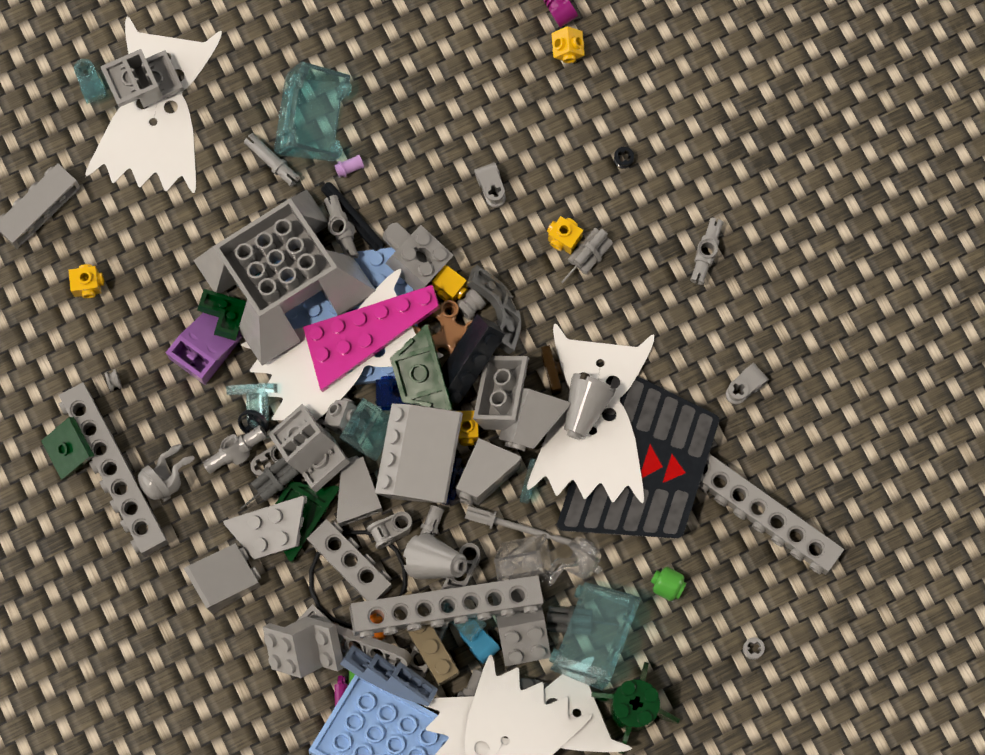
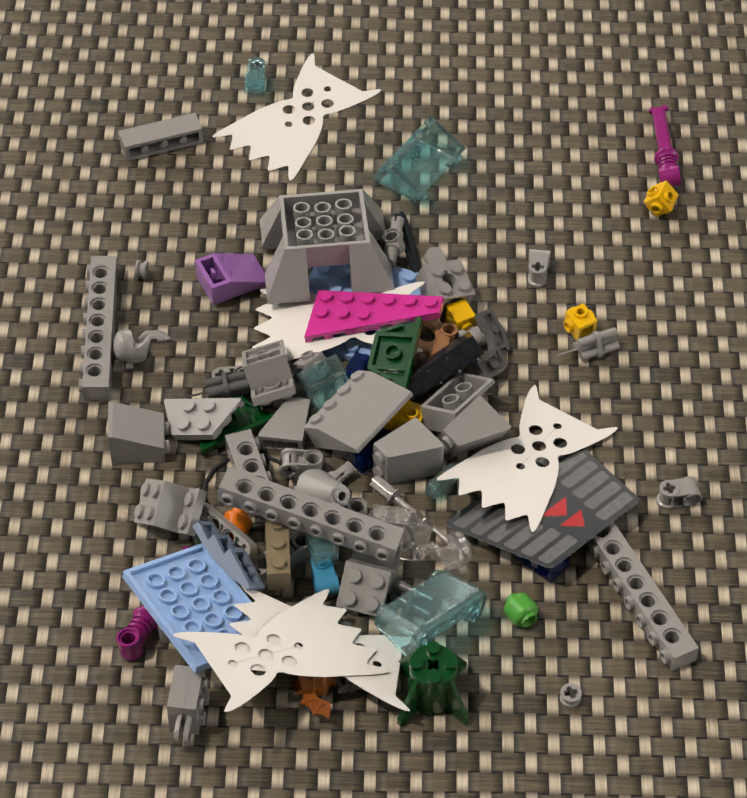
camera: 25 degrees right, 25 degrees down
(67, 448) = (73, 295): dark green plate -> none
(85, 281) = (164, 196): yellow brick -> none
(142, 78) = (293, 79): light grey bracket -> none
(226, 308) = (259, 257): dark green plate -> none
(235, 449) = (207, 353): light grey pin -> none
(256, 403) = (250, 321): clear light blue piece -> none
(278, 165) = (366, 180): light grey pin -> none
(348, 166) = (427, 209): lavender pin -> none
(552, 370) = (512, 409): dark brown plate -> none
(587, 402) = (525, 437): light grey cone -> none
(621, 151) = (664, 290): black bush -> none
(703, 261) = (698, 385): light grey pin -> none

